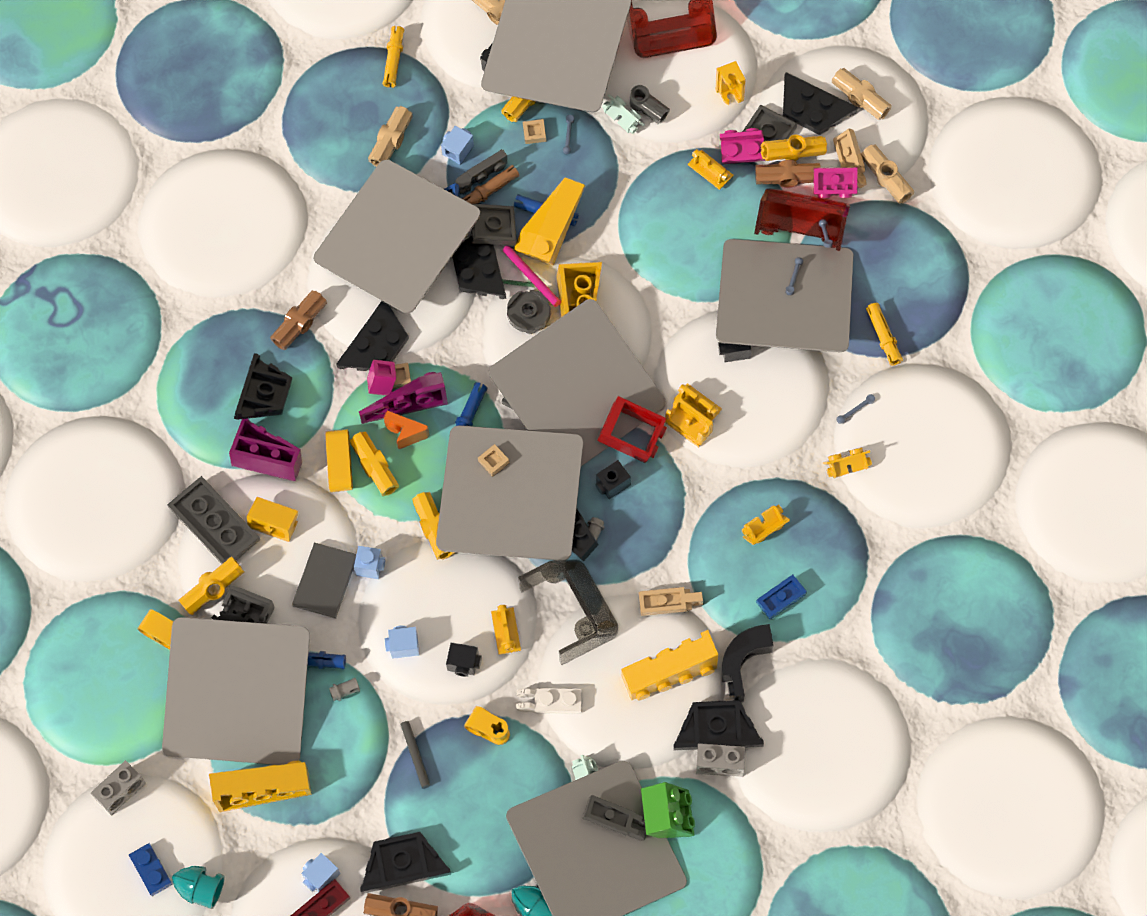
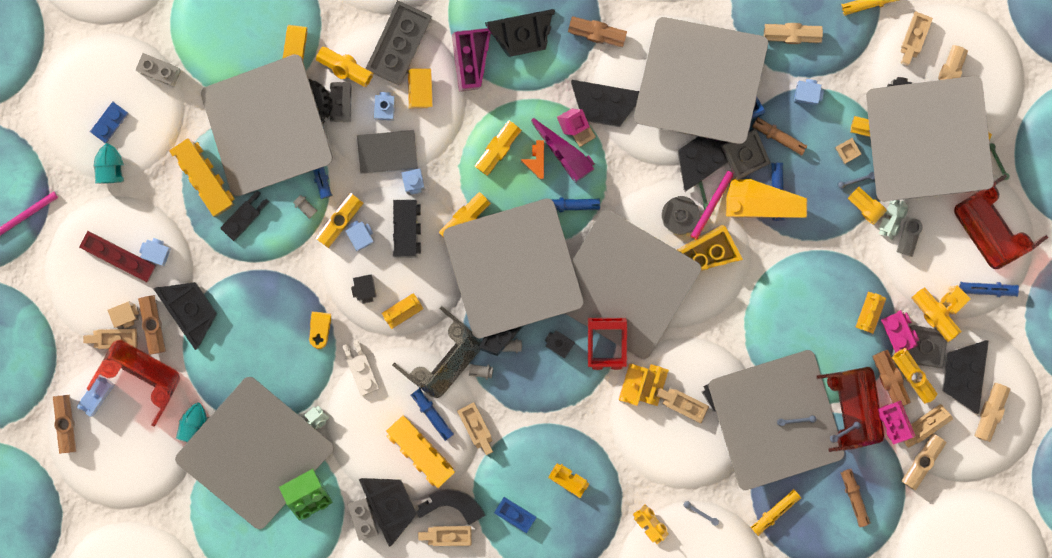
camera: 65 degrees right, 20 degrees up
(275, 562) = (384, 106): none -> light blue brick
(326, 762) = (243, 217): none -> black hinge
(339, 460) = (489, 119): yellow beam -> none
(382, 668) = (347, 210): none -> yellow piece
(415, 754) = (276, 283): dark grey bar -> none
(418, 589) = (406, 229): none -> black wedge
(448, 29) = (915, 37): none -> tan hinge
(481, 171) = (788, 122): dark grey hinge -> none
(493, 460) = (533, 244): tan tile -> none
(604, 130) = (870, 208): none -> yellow piece
(607, 573) = (481, 371): none -> light grey pin
(614, 817) = (282, 456): dark grey hinge -> none
(633, 642) = (434, 417): none -> blue pin
(730, 380) = (683, 404): none -> tan hinge
(737, 45) = (1012, 290): none -> blue pin
(739, 107) = (936, 314): none -> yellow piece
(776, 677) = (447, 536): none -> tan hinge
(899, 252) = (855, 497): none -> medium nougat pin

